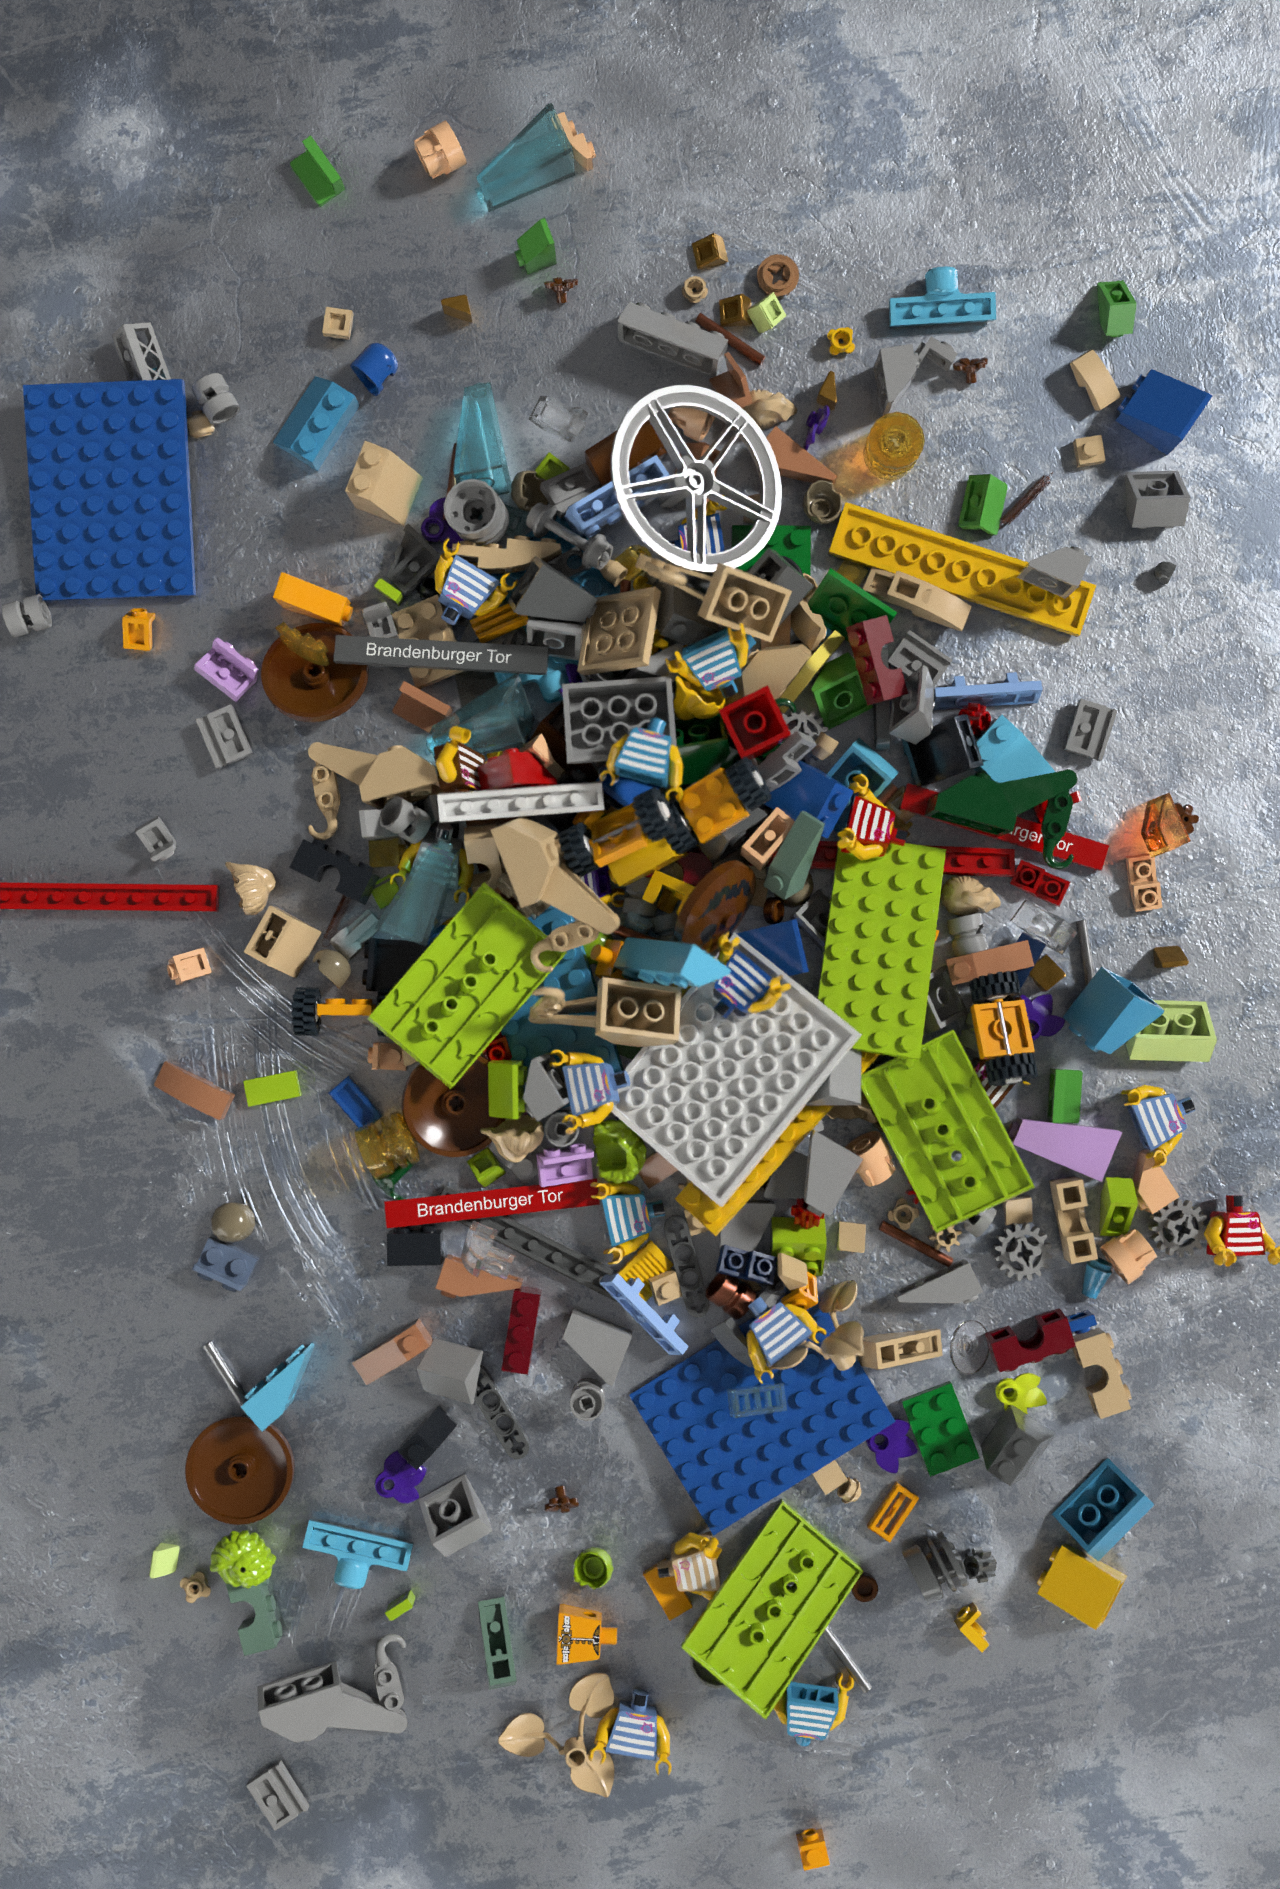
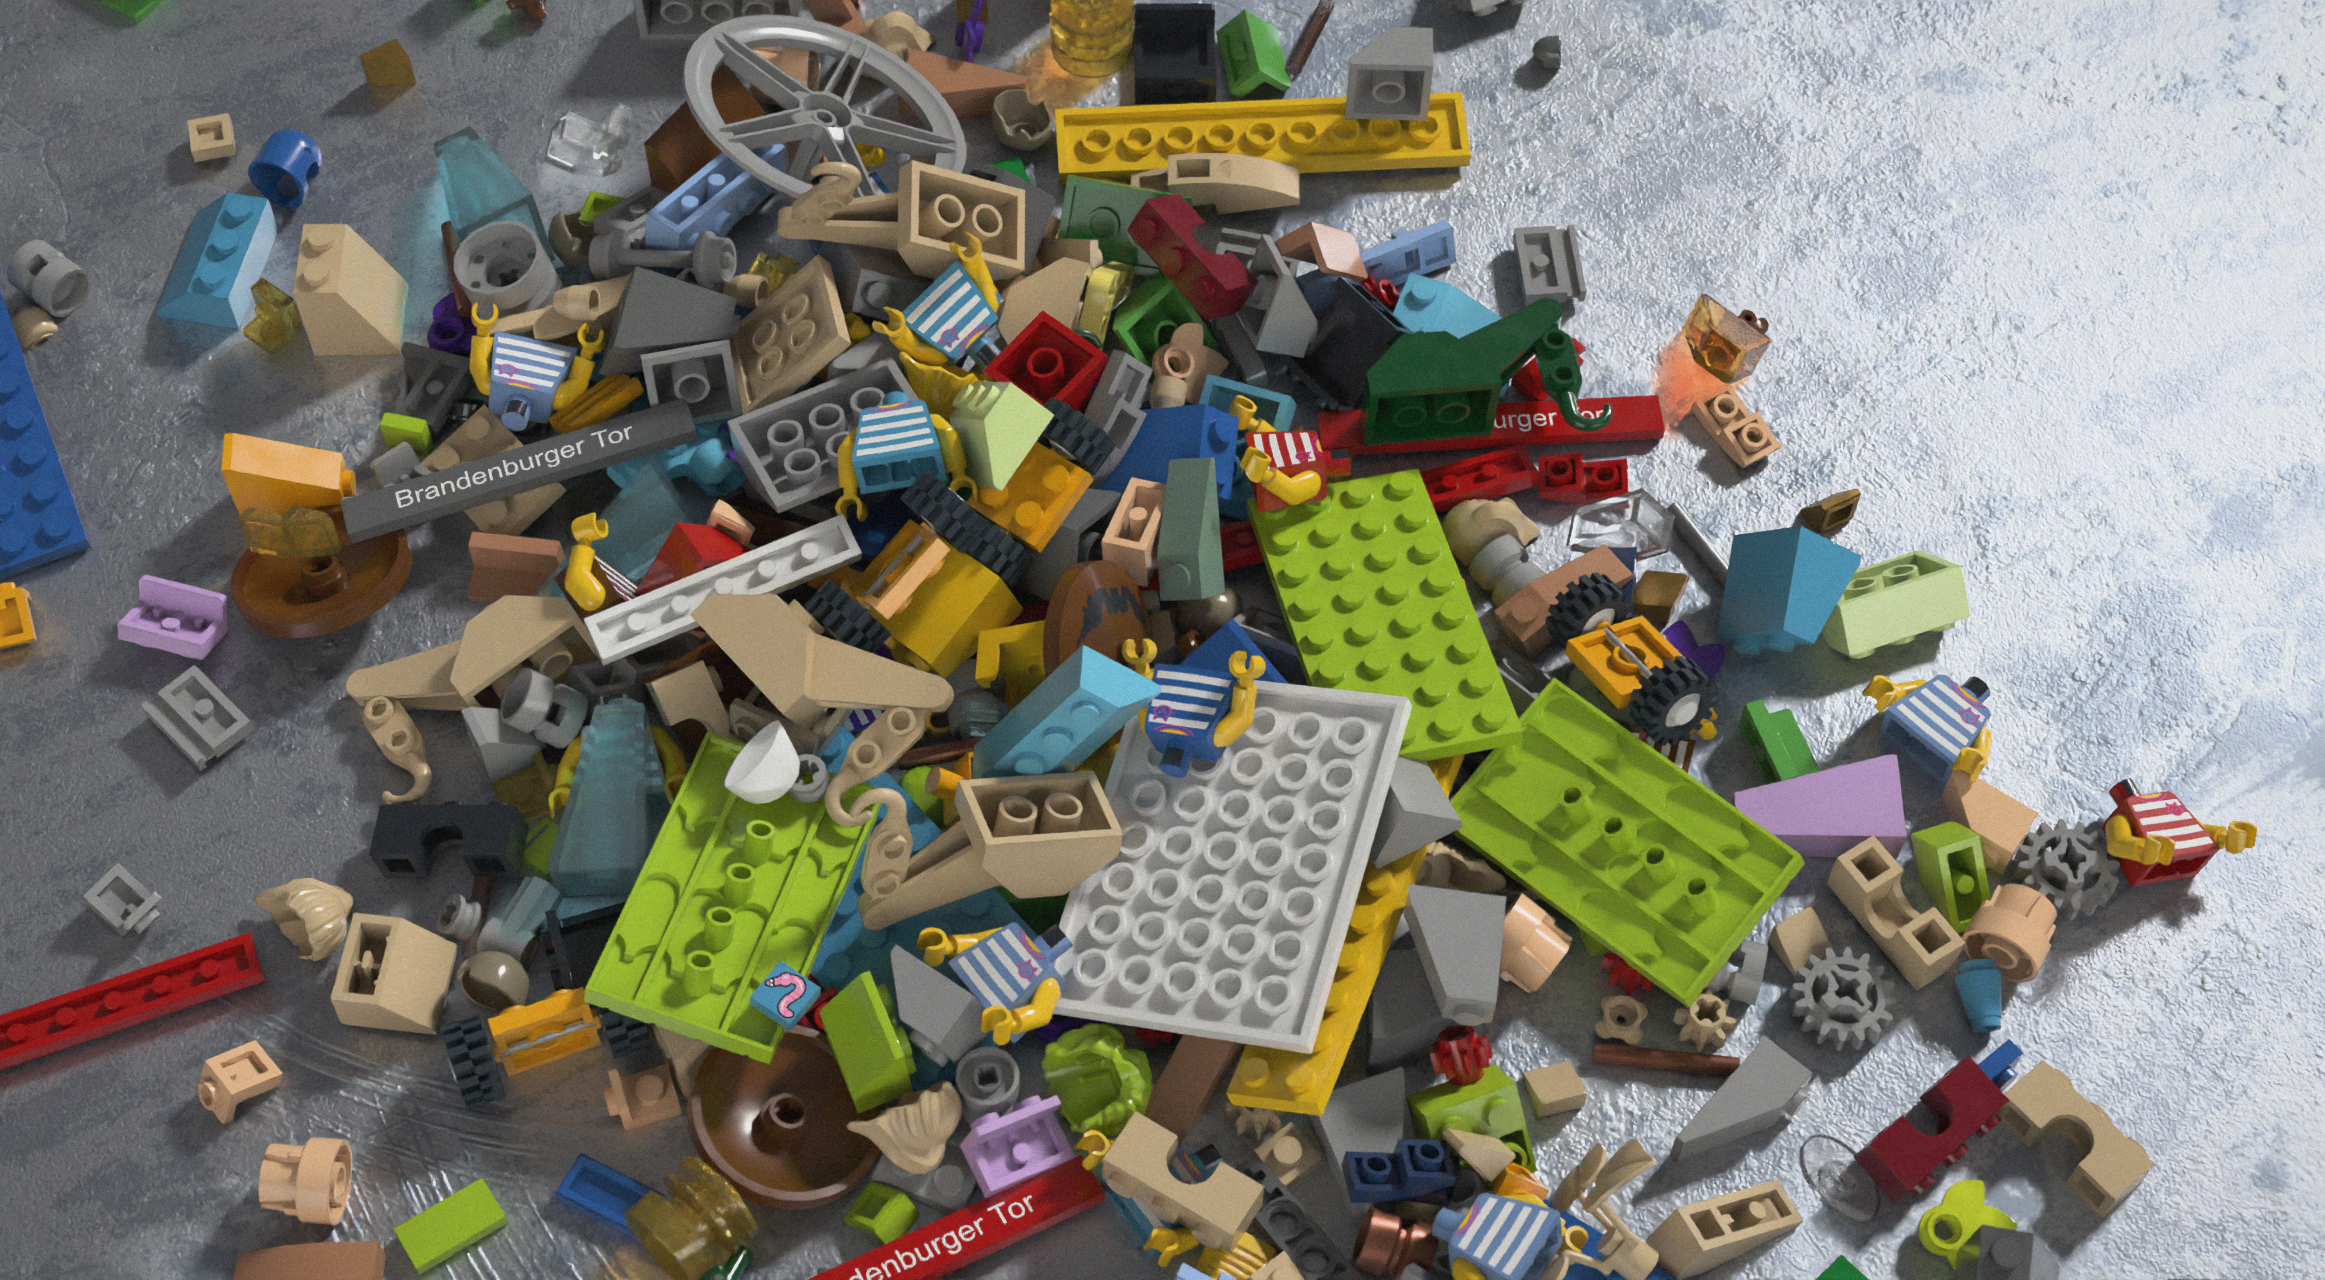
camera: 25 degrees left, 30 degrees down
(206, 1042) = (307, 1179): none -> light nougat piece
(326, 917) = (458, 916): none -> light grey bush
(334, 481) = (276, 318): none -> clear yellow bracket
(469, 1060) = (785, 996): none -> dark azure tile
(503, 923) = (764, 766): none -> white piece
(508, 555) = (578, 302): none -> tan hose
(531, 940) = (815, 790): none -> light grey bush
(647, 1249) = (1214, 1209): none -> tan arch
(706, 770) = (996, 430): none -> yellowish green slope
(852, 719) = (1190, 360): none -> light nougat plate
(936, 485) = (1174, 53): none -> black panel
(960, 689) = (1327, 247): none -> nougat panel

